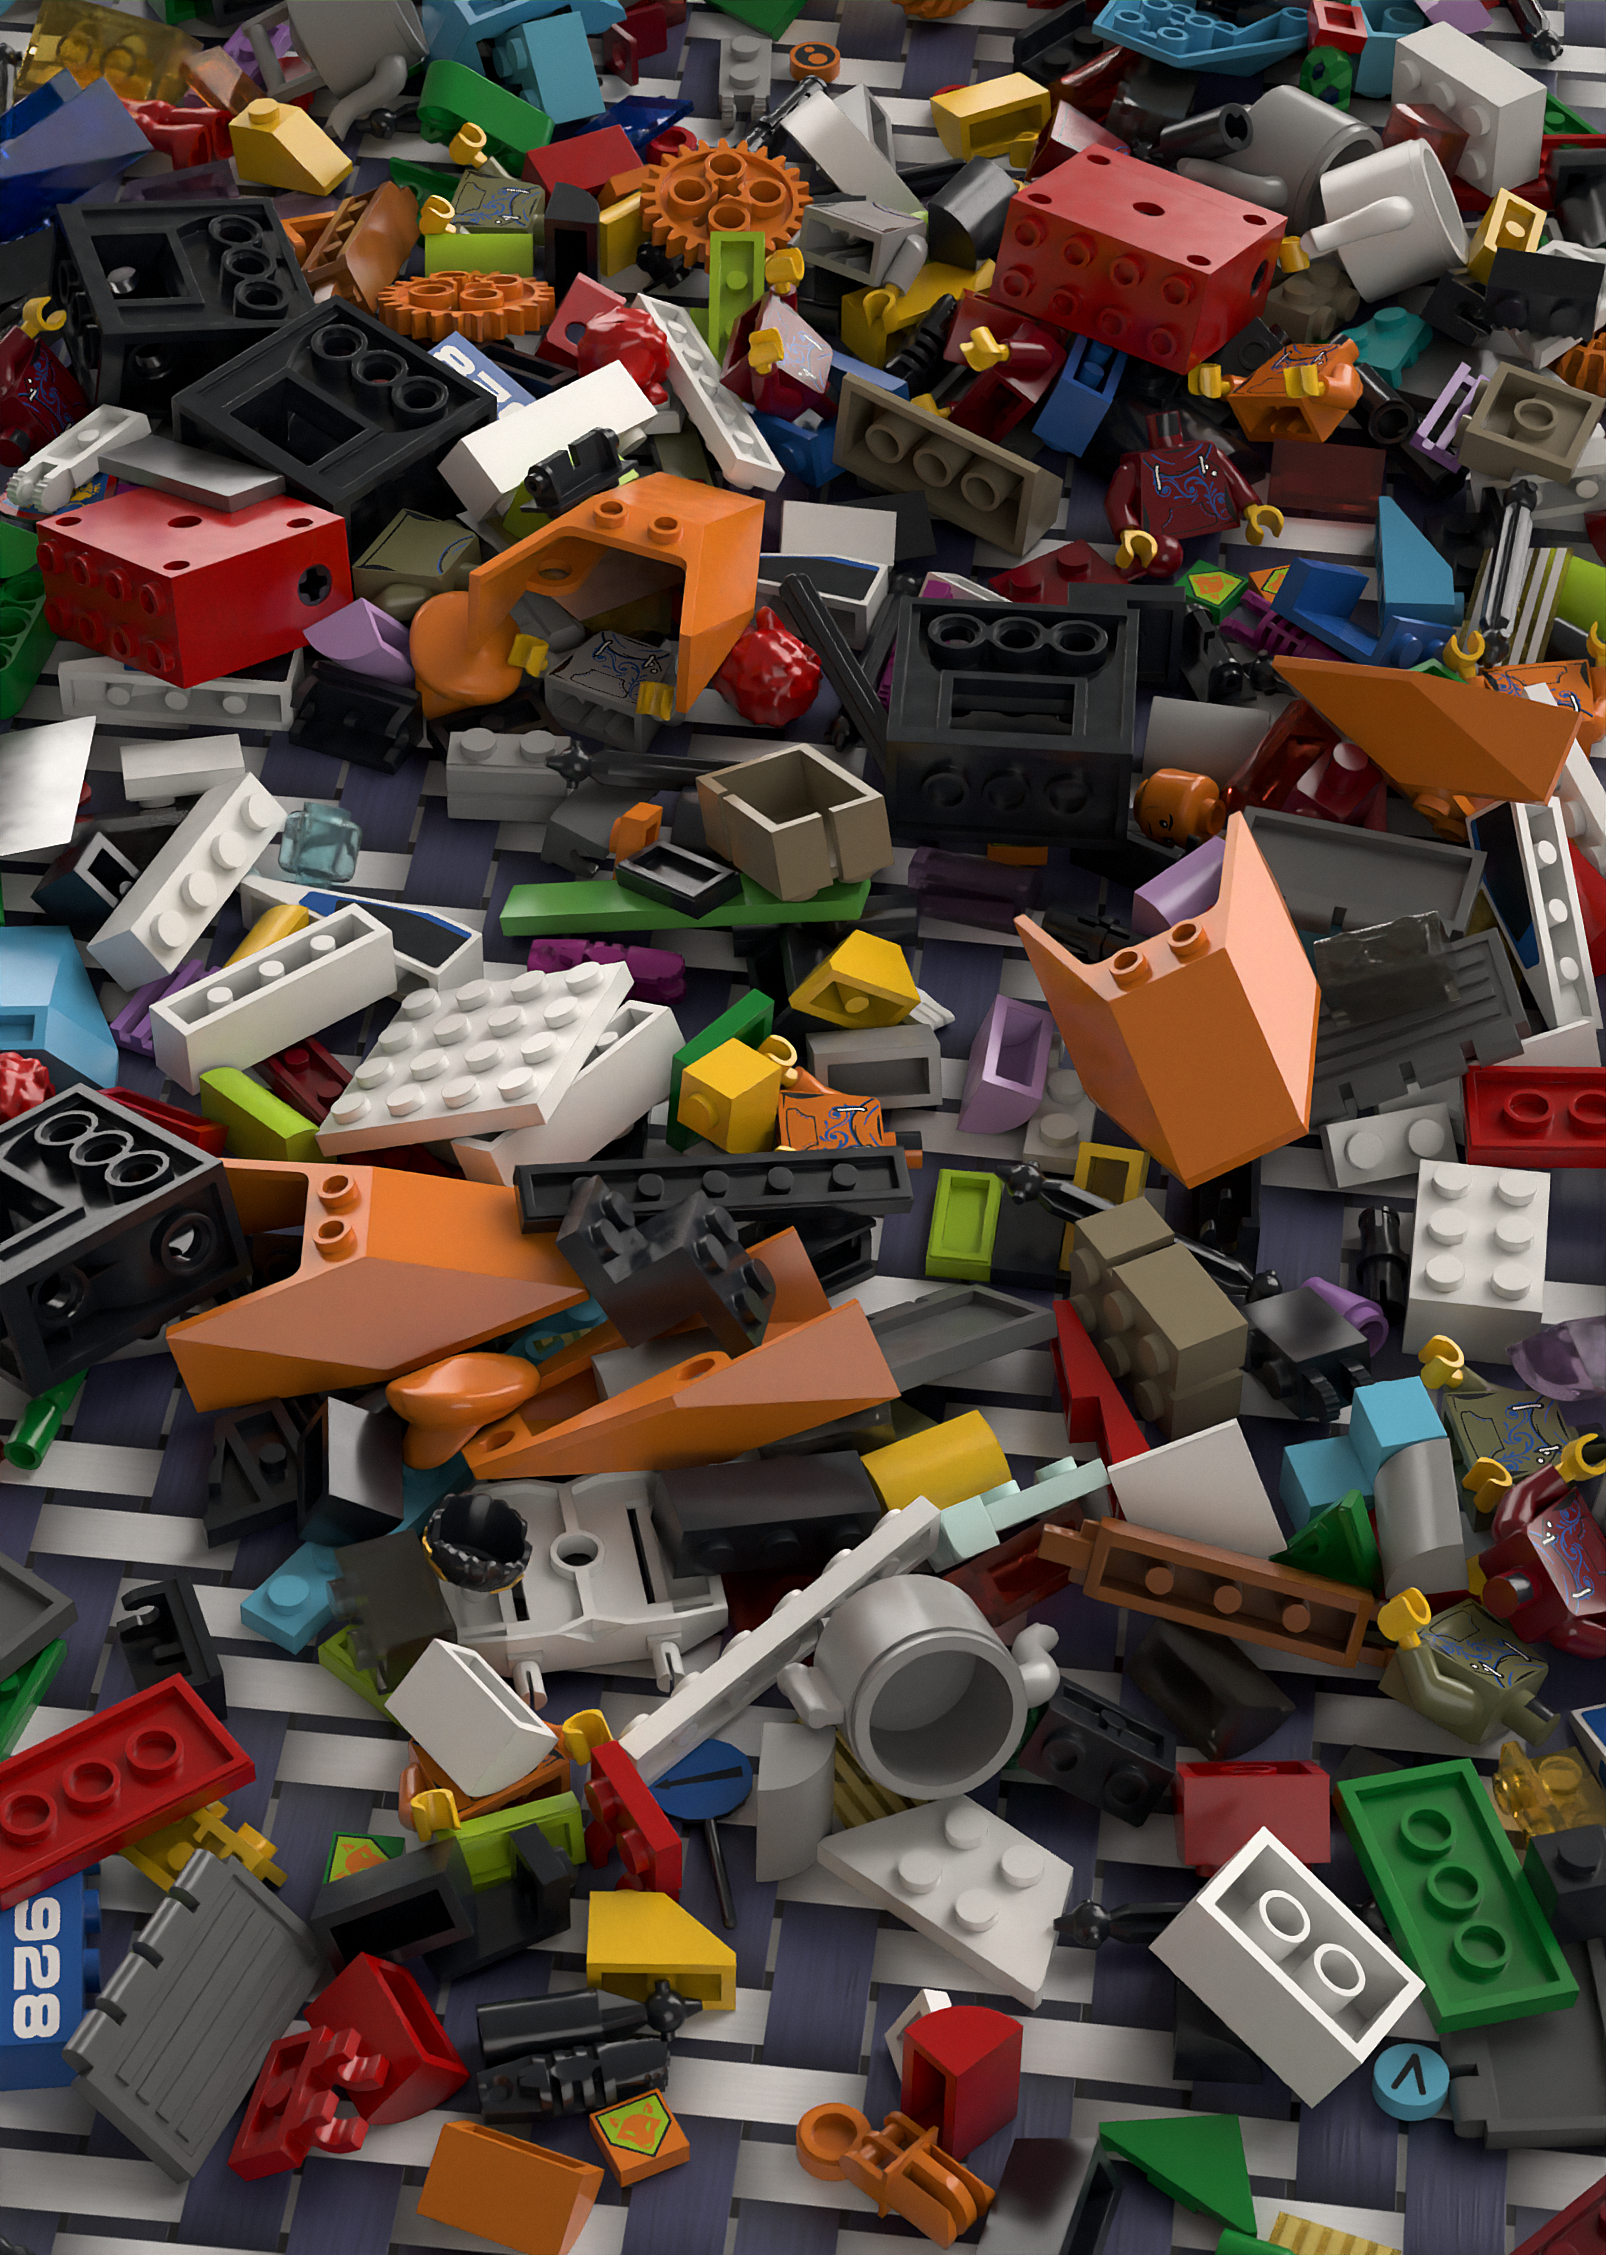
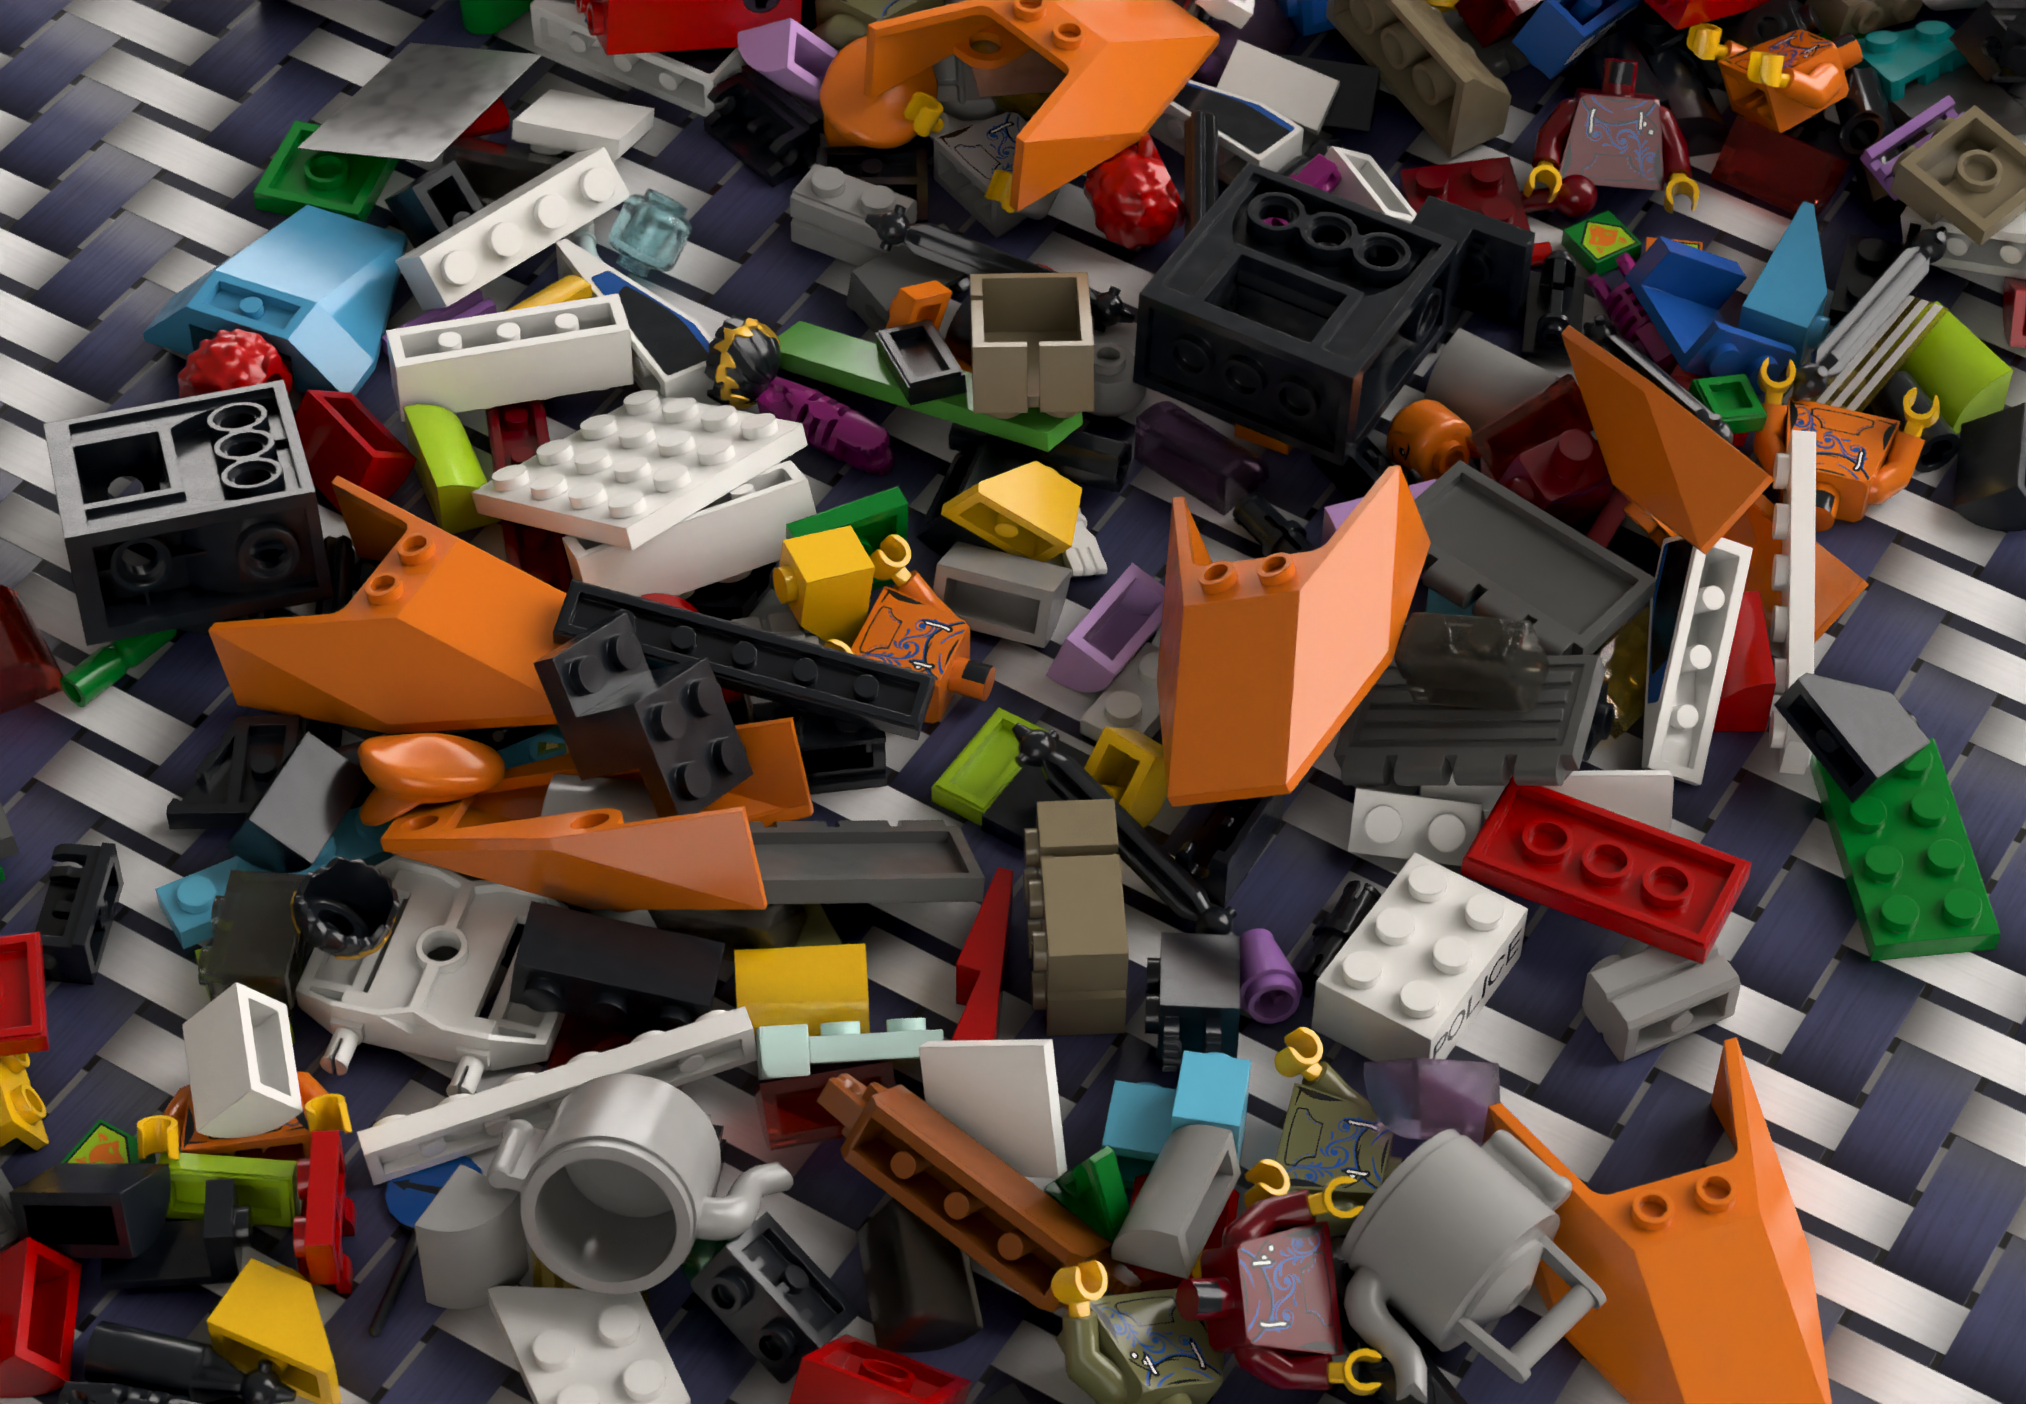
camera: 25 degrees right, 5 degrees up
(501, 933) = (742, 361): none -> black hair

